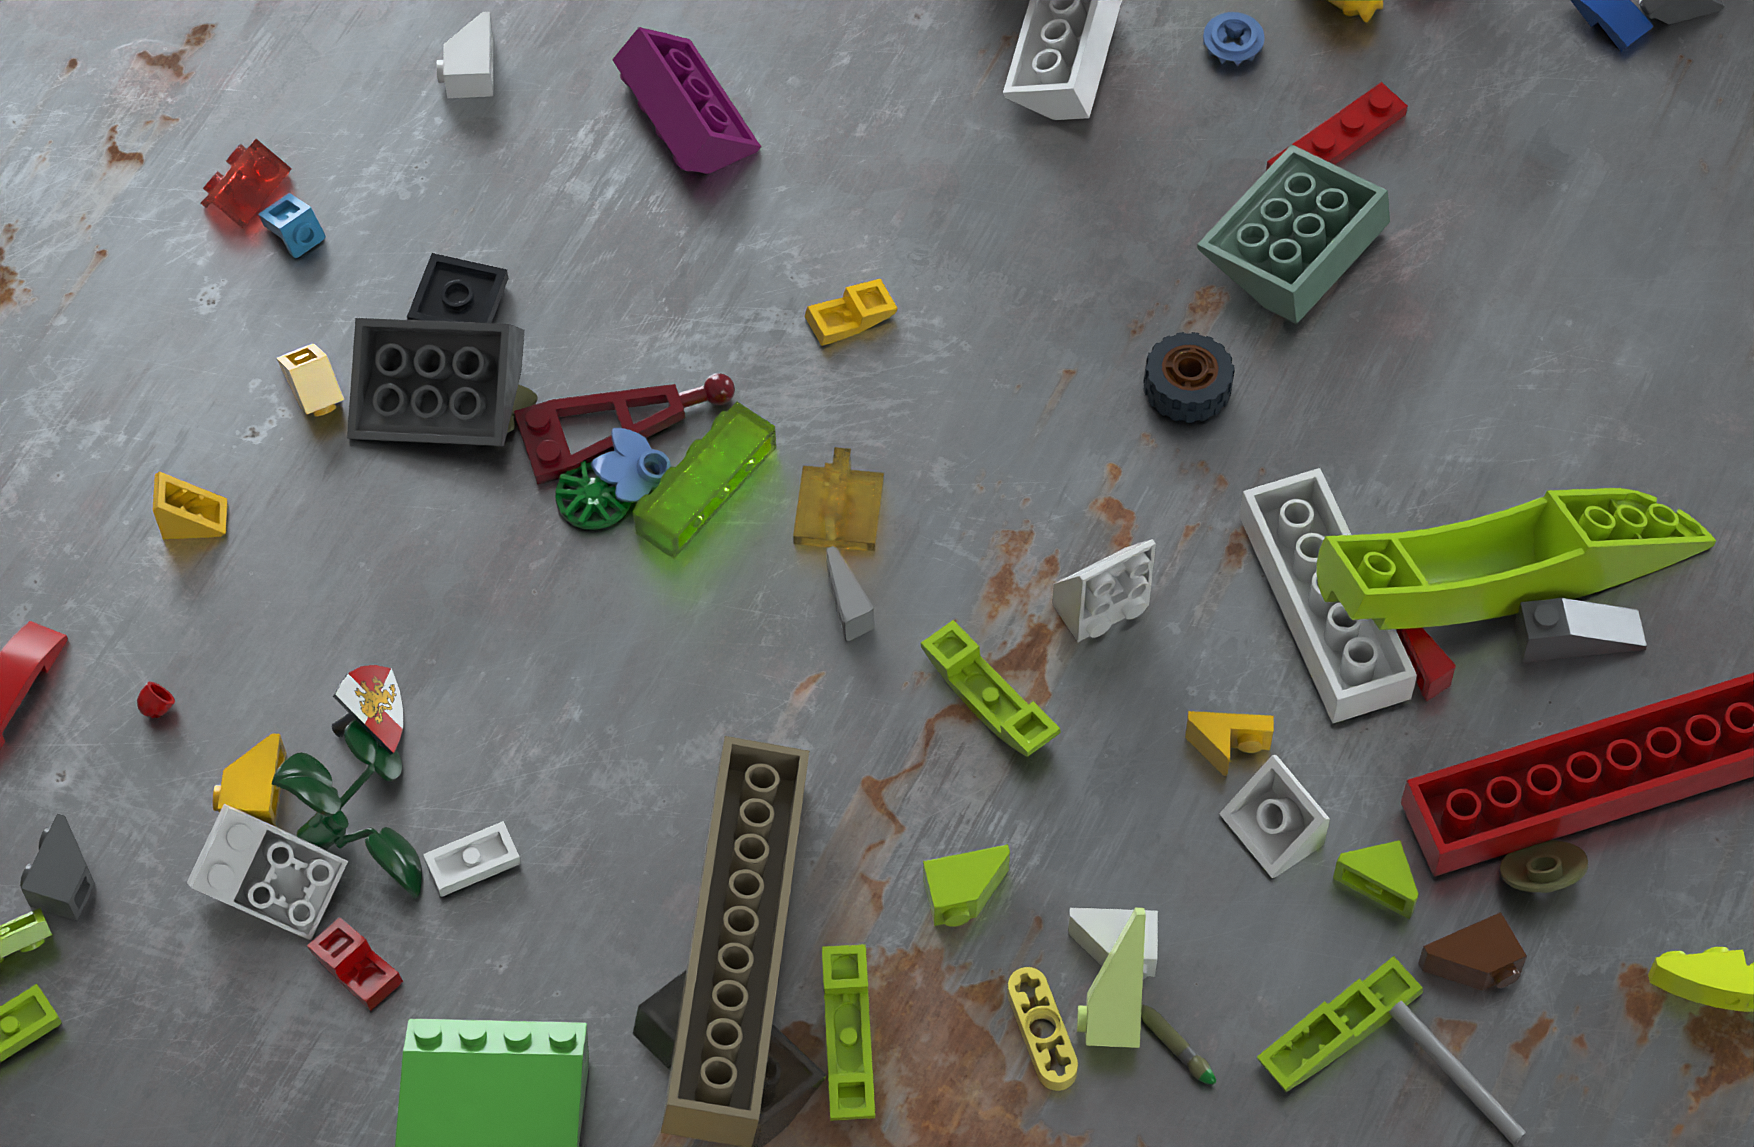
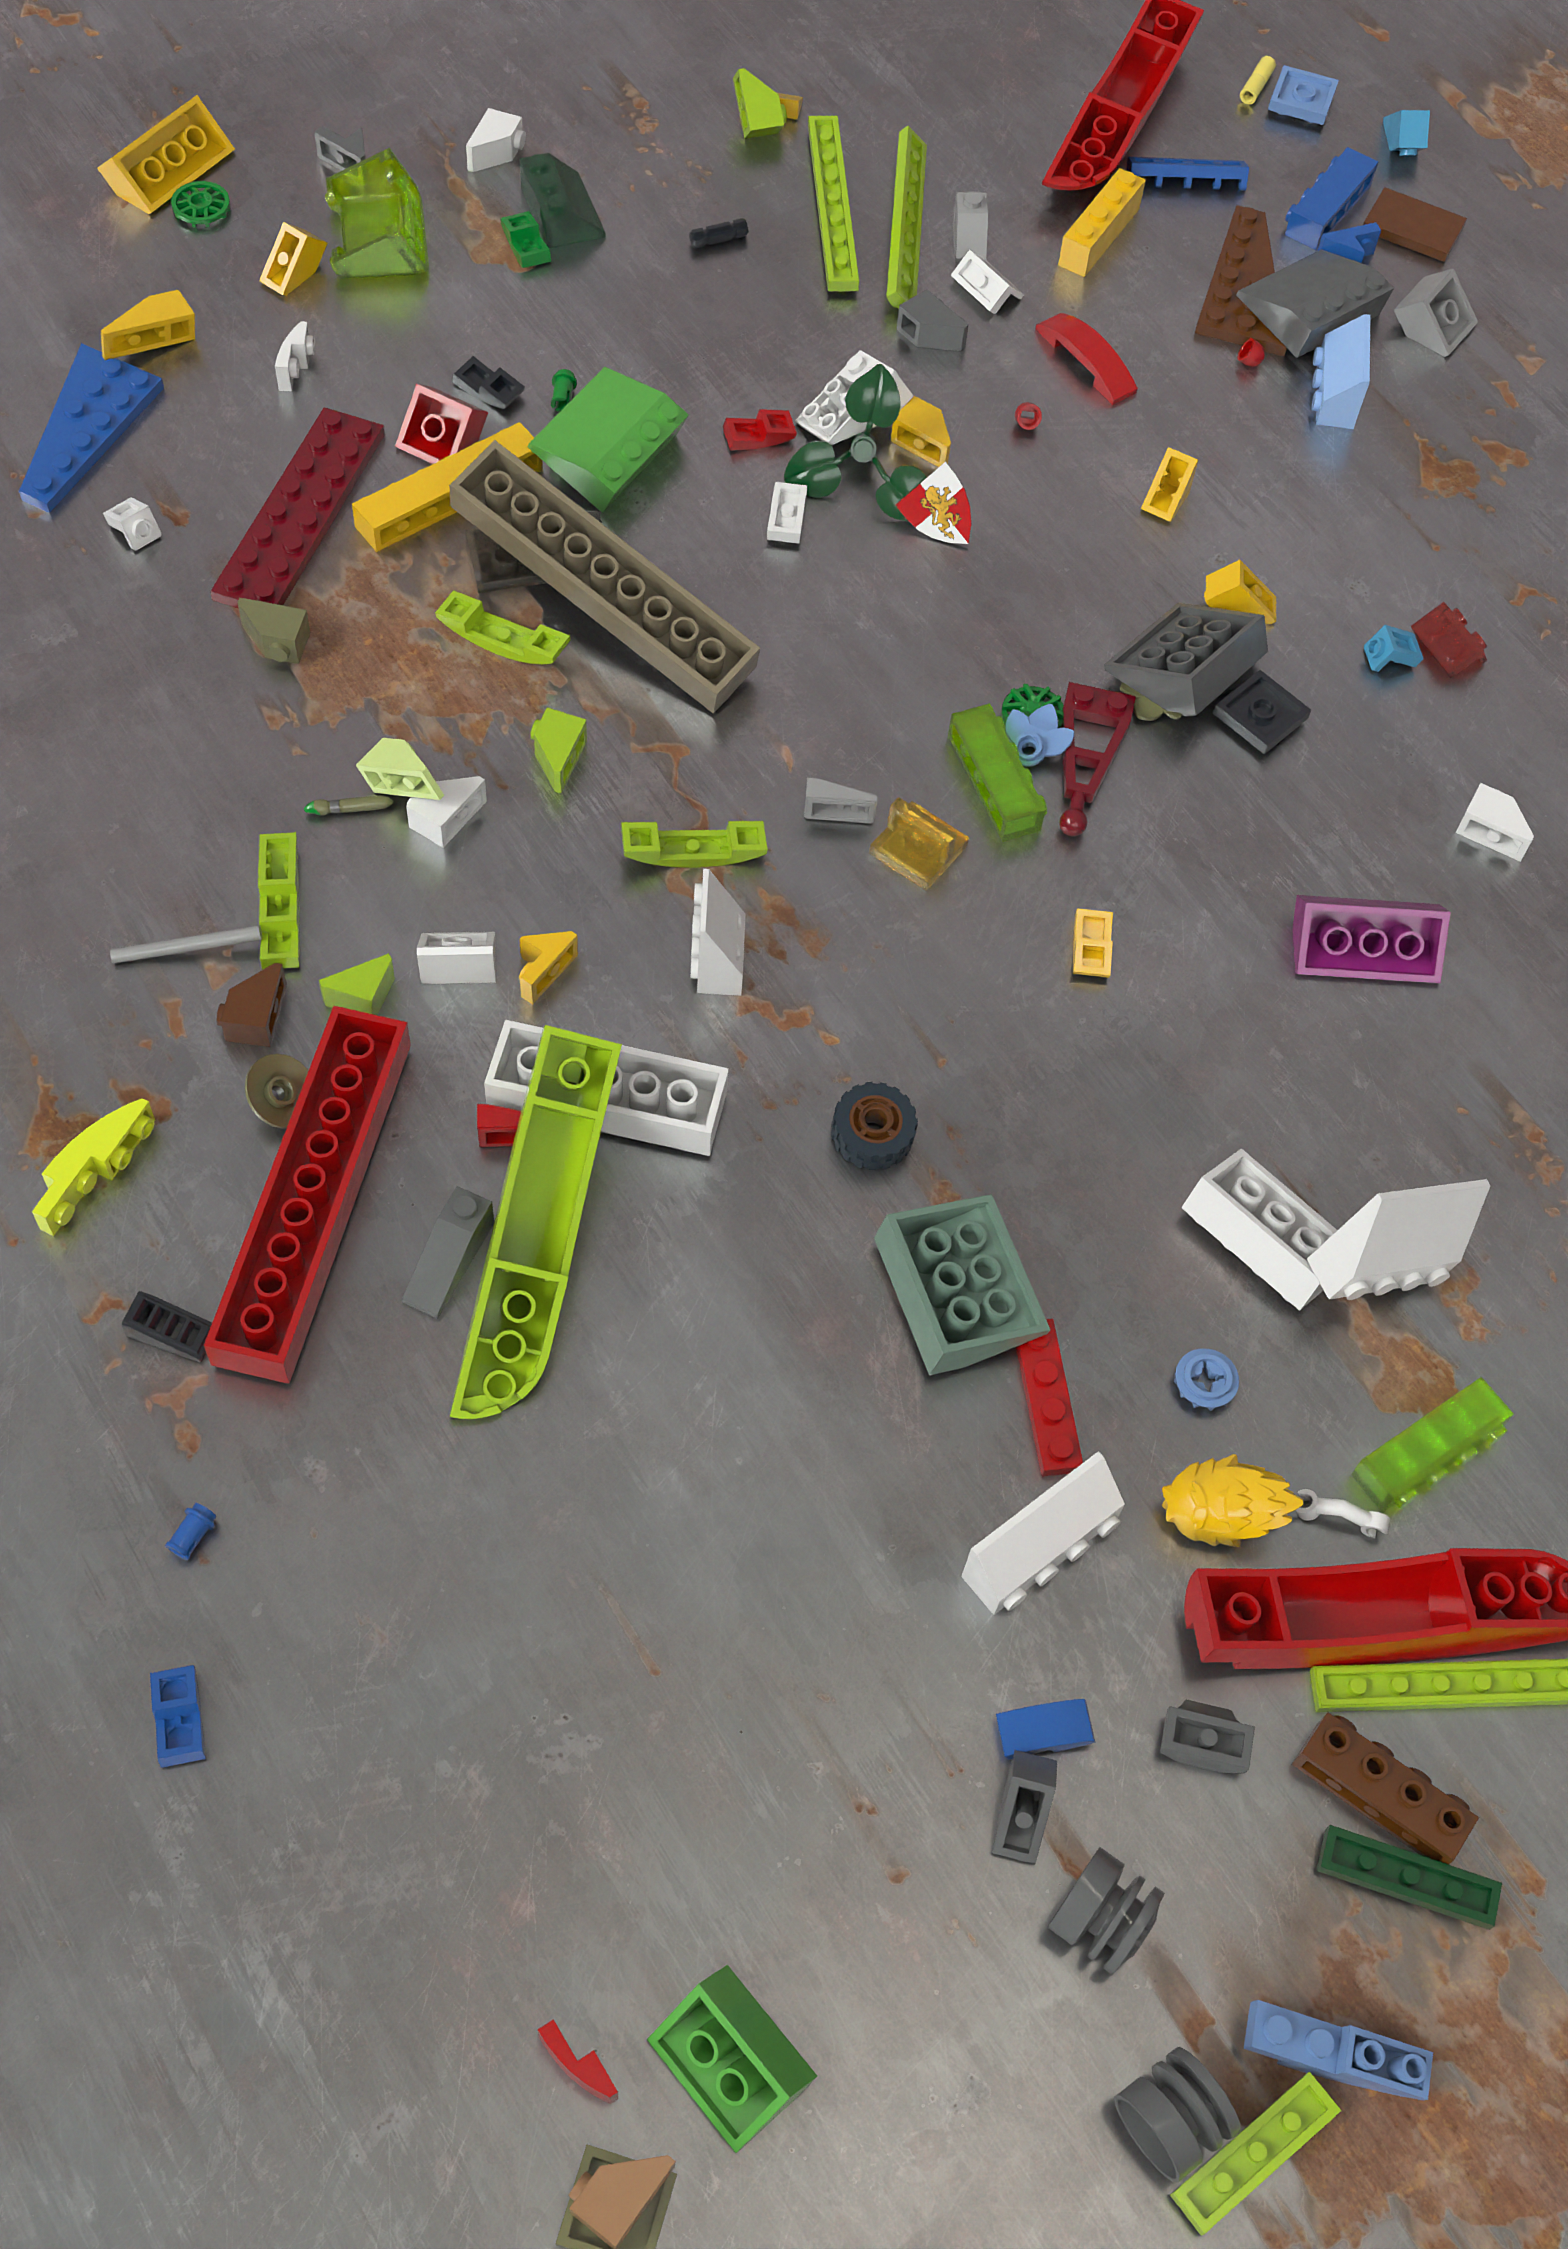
camera: 115 degrees right, 0 degrees up
(1041, 1060) = (430, 750): light yellow beam -> none
(1467, 76) = (1044, 1535): none -> white slope

